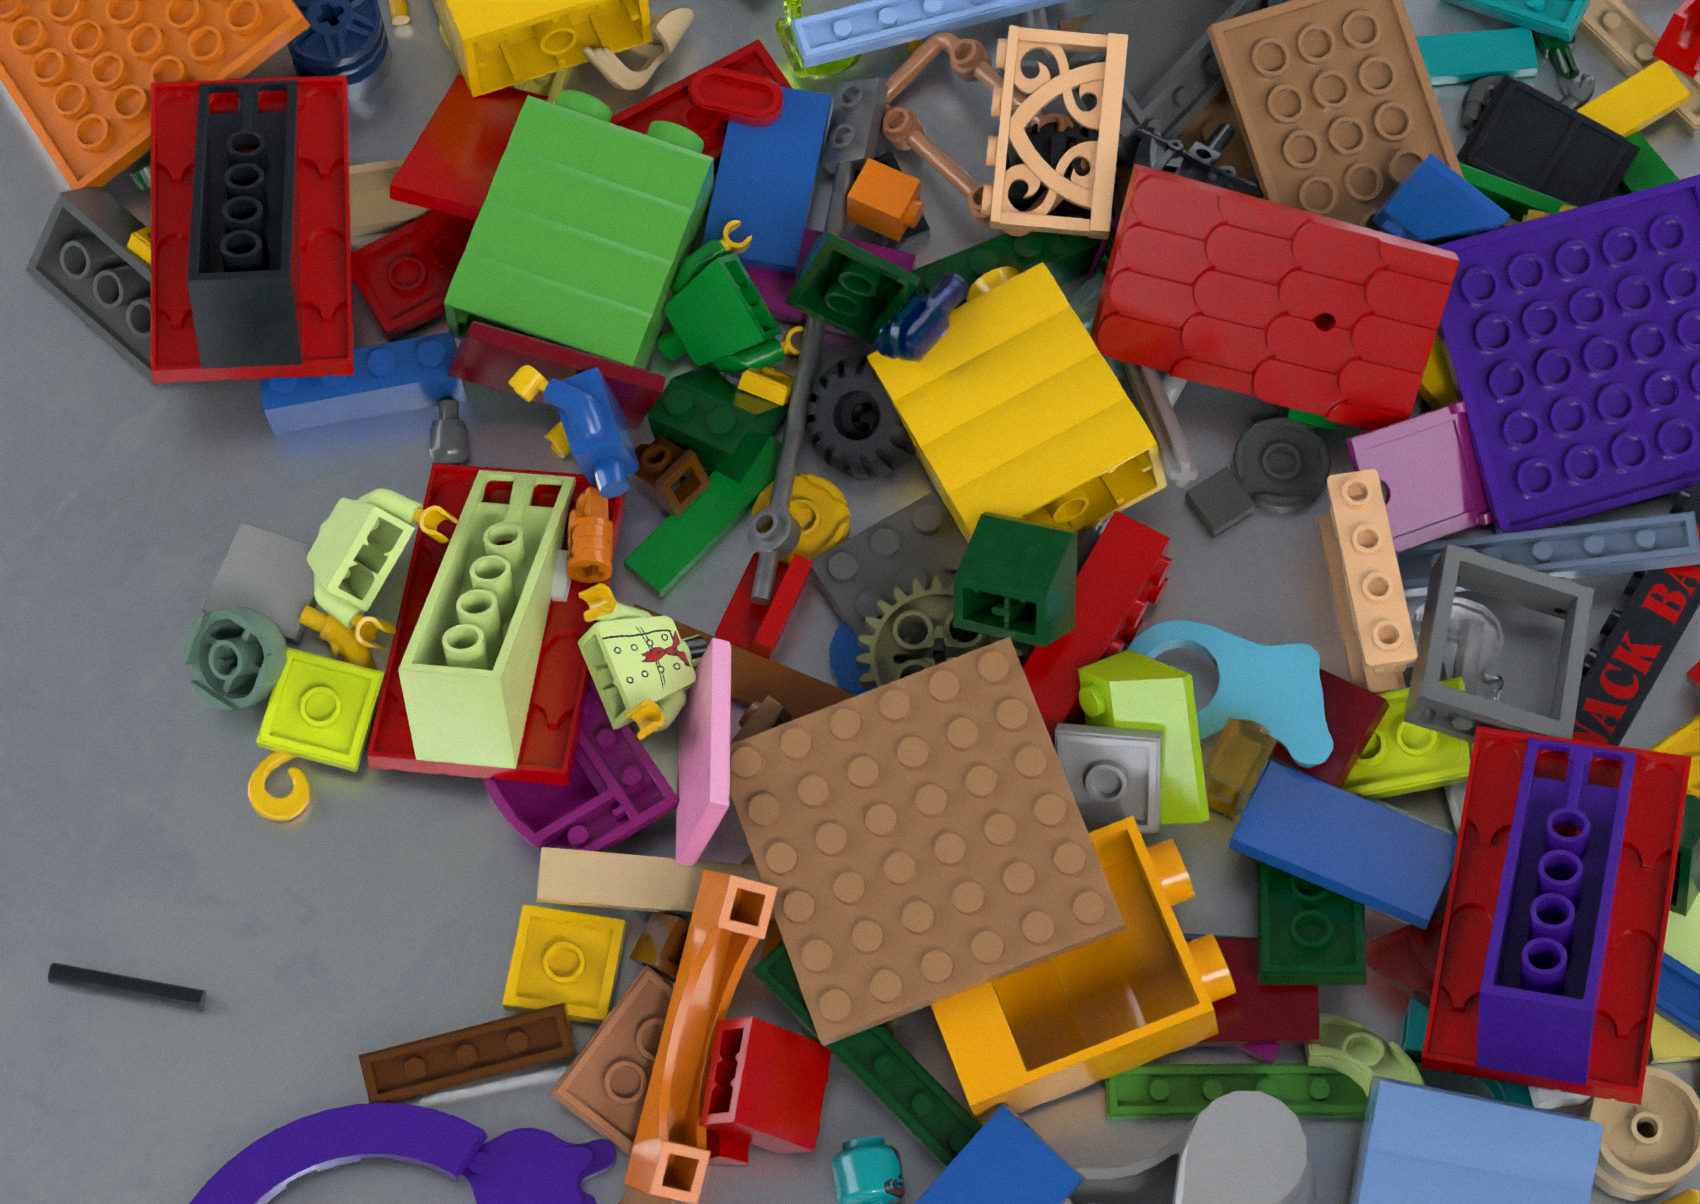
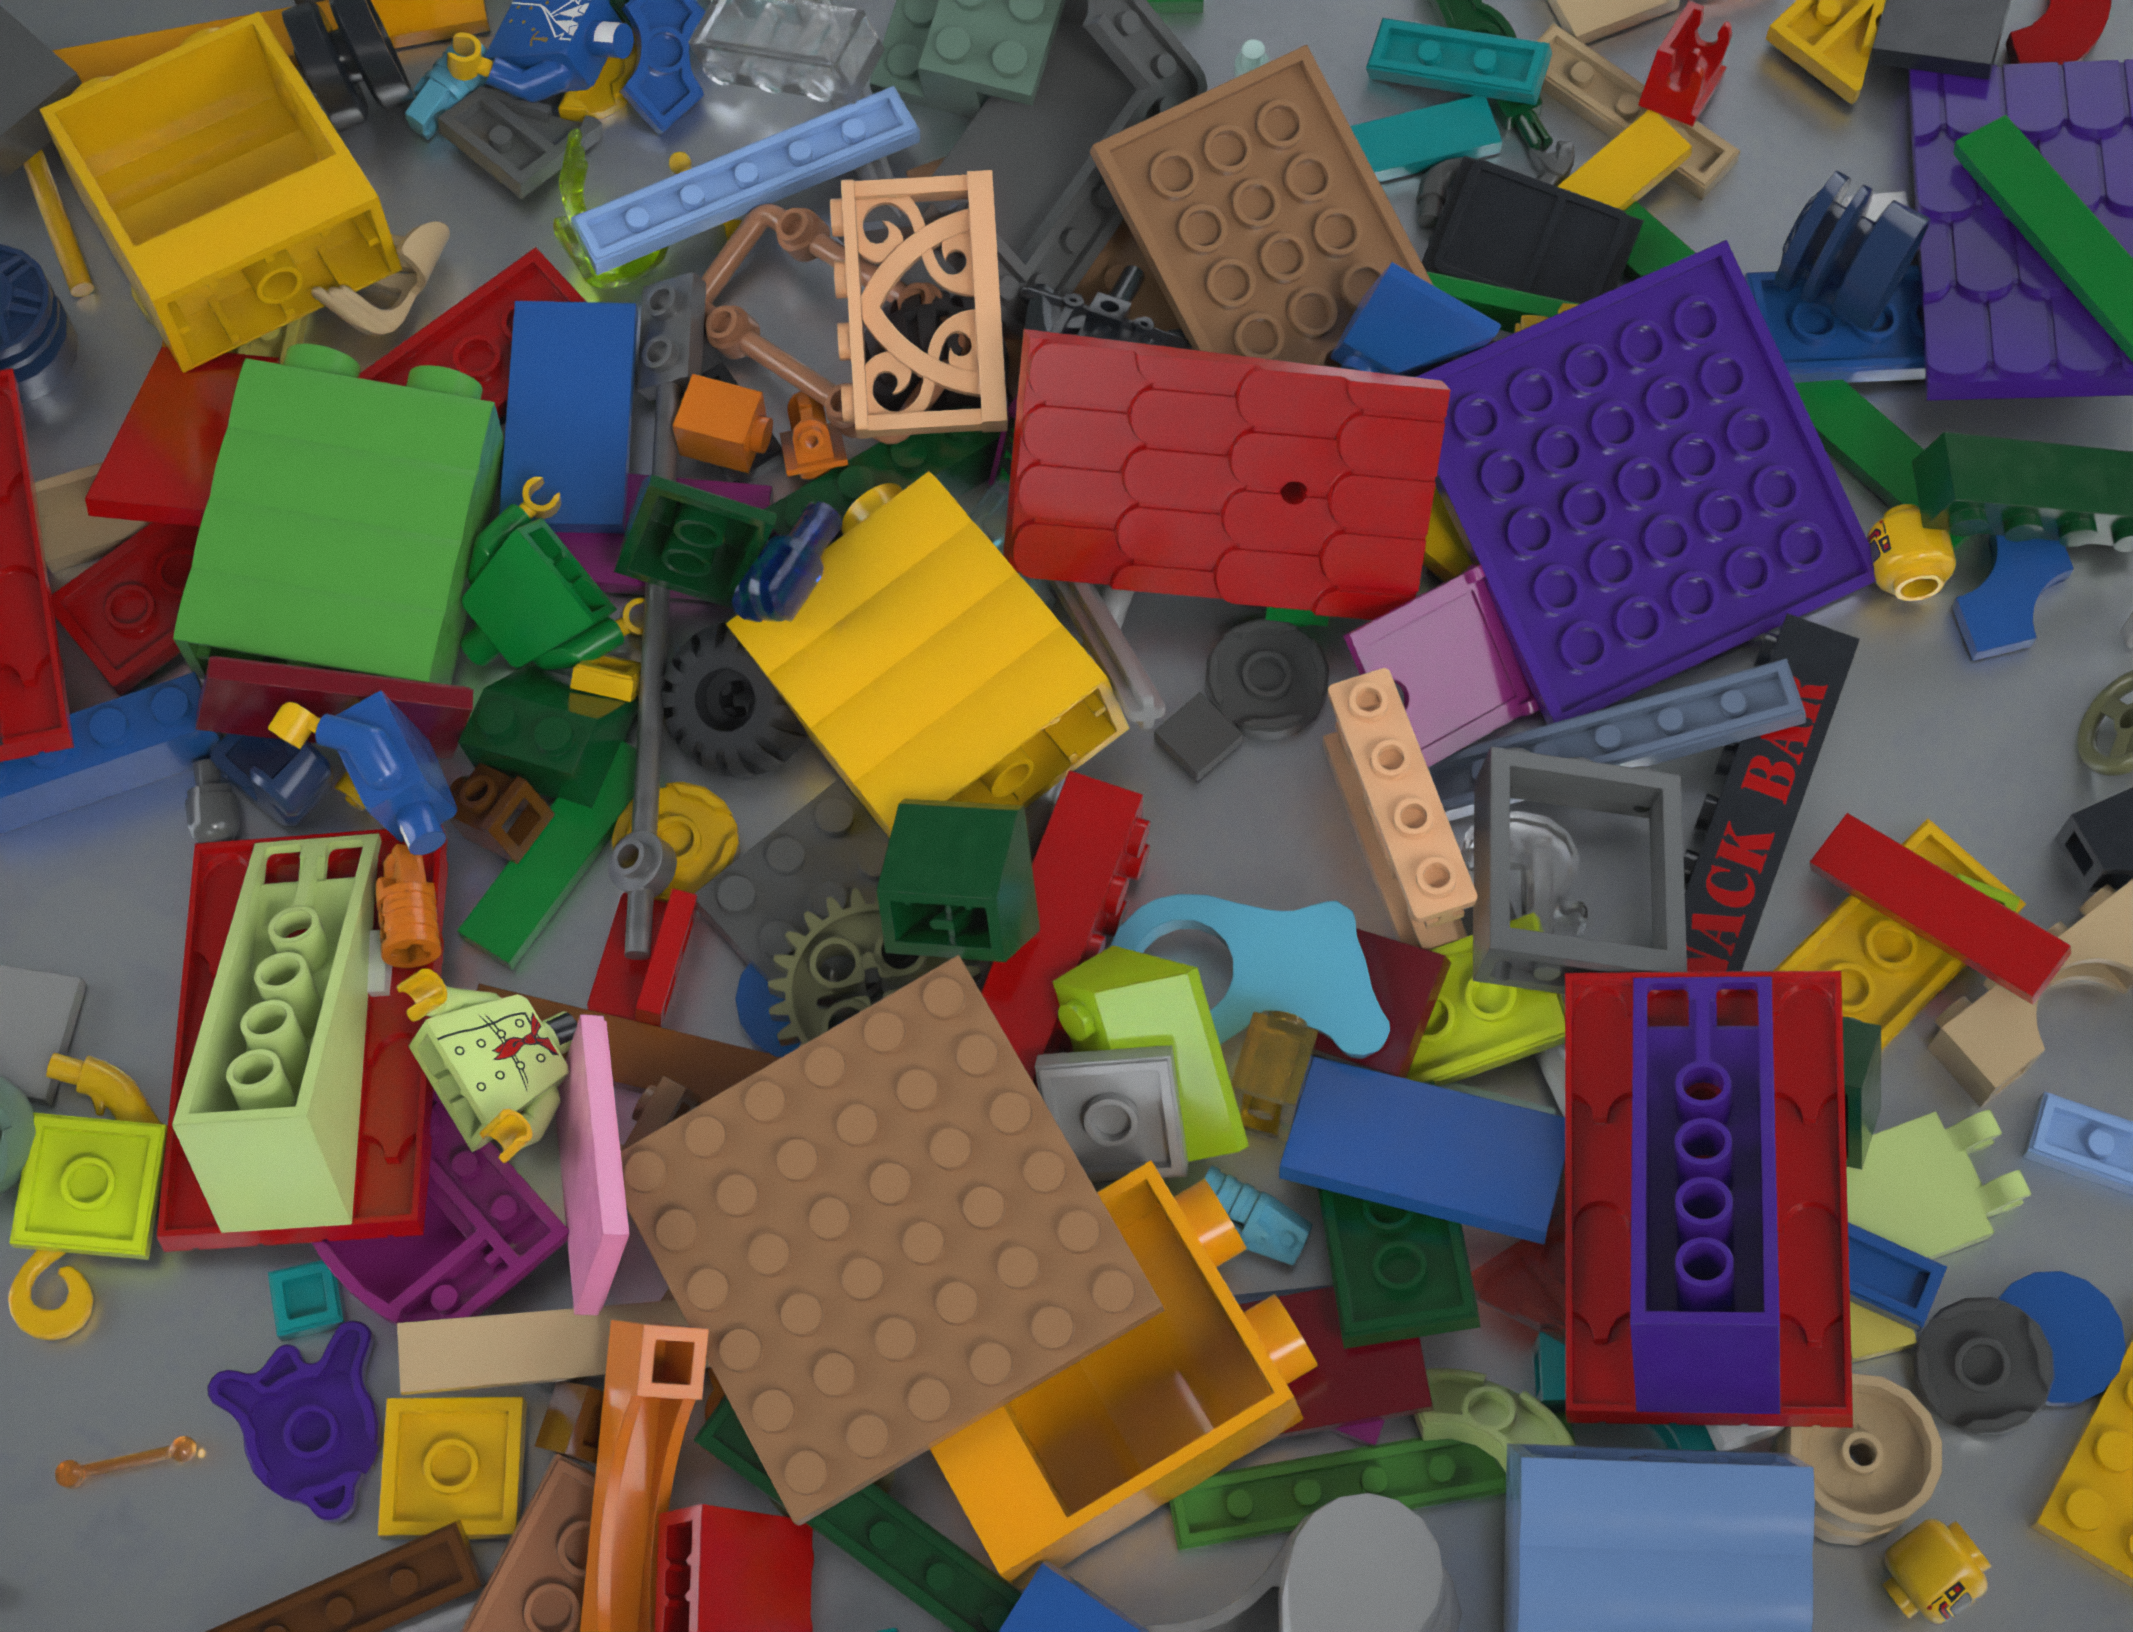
camera: 10 degrees left, 0 degrees up
(277, 922) = (72, 1474): none -> clear orange hinge
(359, 551) = (111, 973): yellowish green torso -> none
(460, 914) = (309, 1425): none -> dark purple tile
(471, 822) = (306, 1300): none -> teal tile
(500, 420) = (275, 774): none -> dark blue animal
(735, 96) = (515, 322): red tile -> none
(952, 227) = (811, 444): none -> orange hinge
(1211, 879) = (1260, 1219): none -> medium azure hinge

